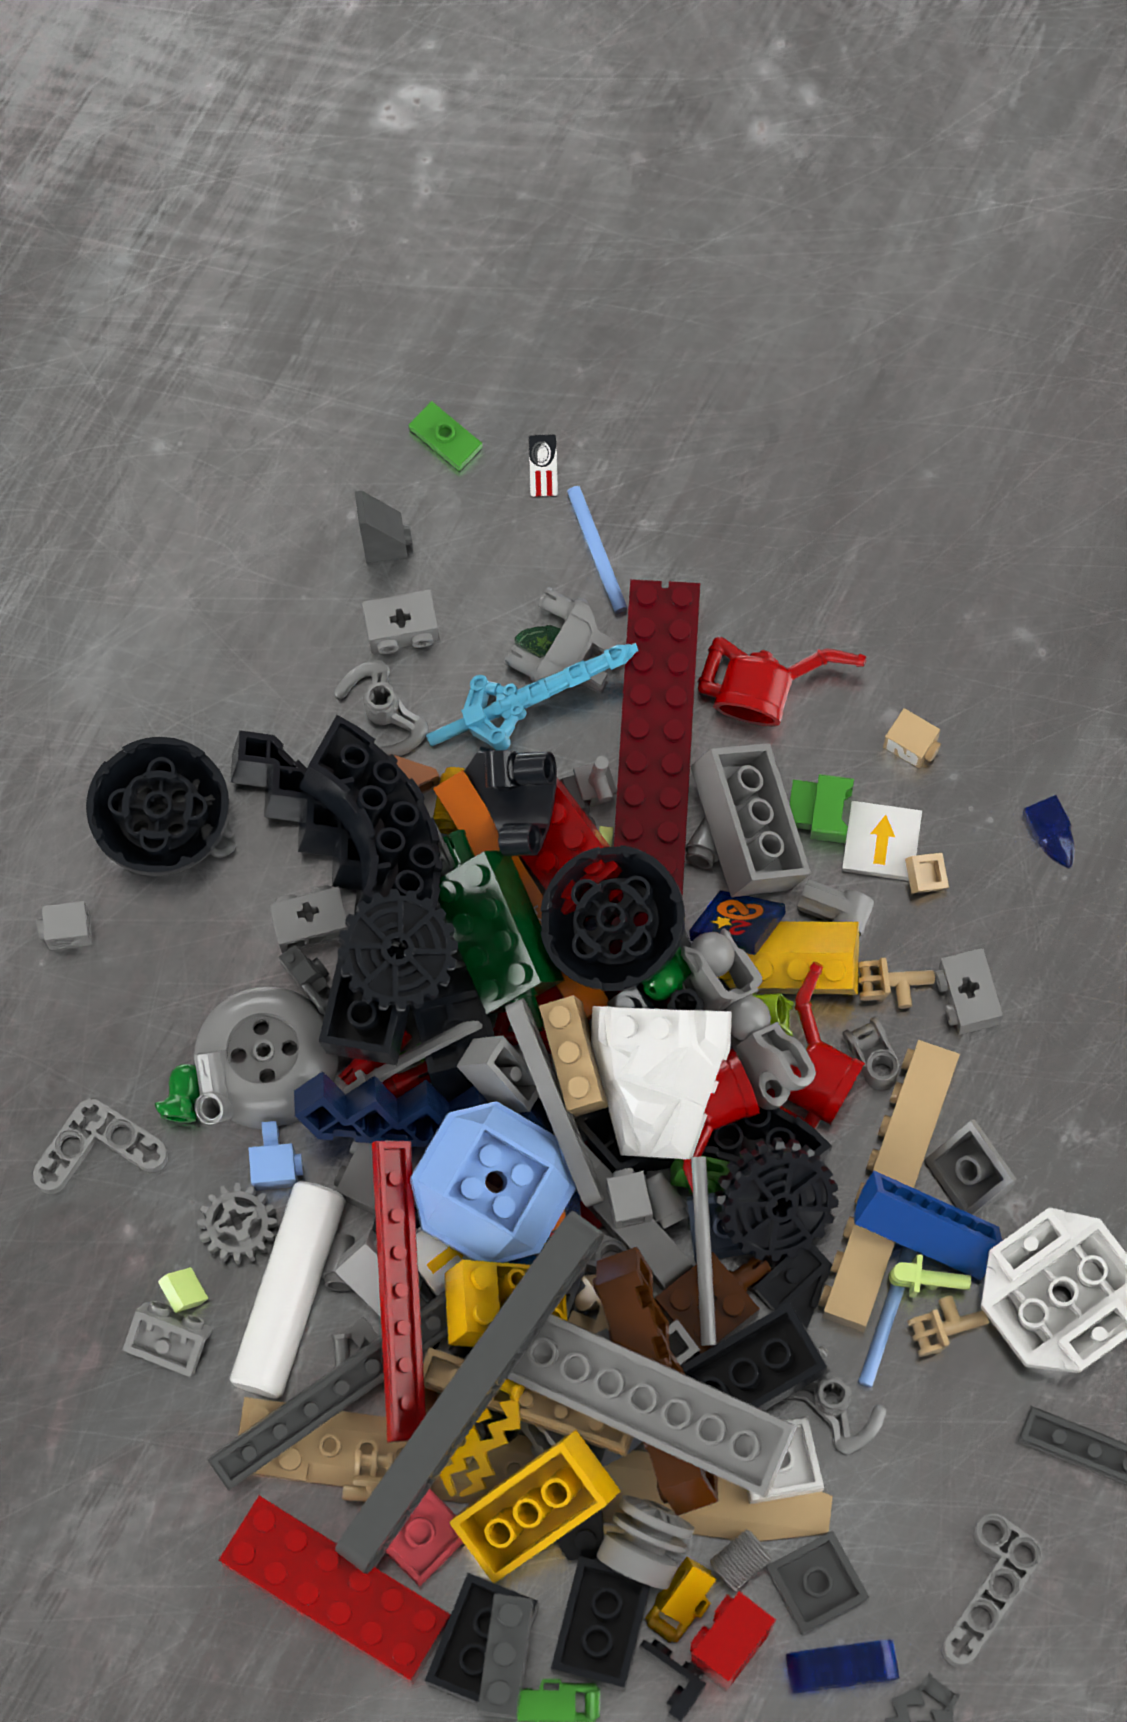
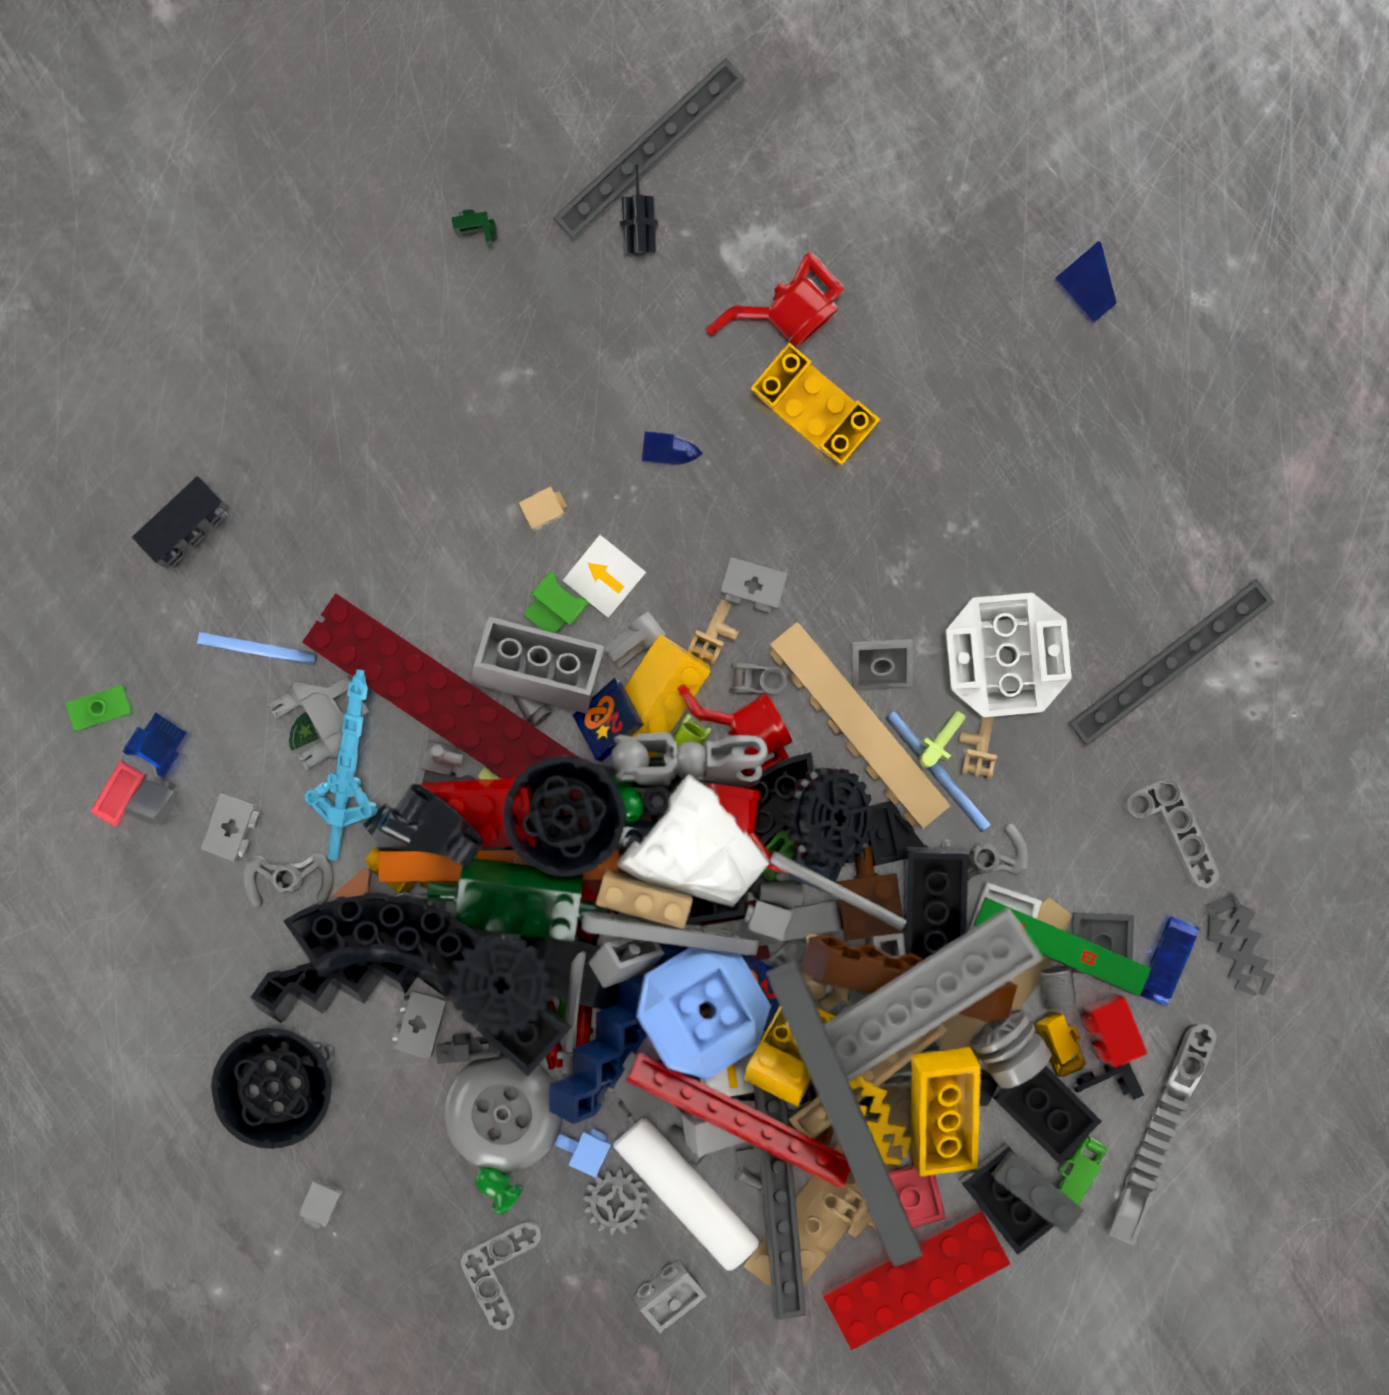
camera: 60 degrees left, 15 degrees up
(183, 1290) = (641, 1267): yellowish green tile -> none
(212, 1083) = (507, 1165): light grey piece -> none
(389, 493) = (117, 793): none -> coral tile
(442, 509) = (158, 744): none -> clear blue piece
(543, 465) = (164, 648): sticker -> none
(678, 402) = (181, 523): none -> black brick
(757, 684) = (434, 596): red piece -> none
(792, 1558) = (1075, 951): none -> green tile
(926, 873) = (648, 560): tan tile -> none
(926, 1224) = (905, 720): blue brick -> none

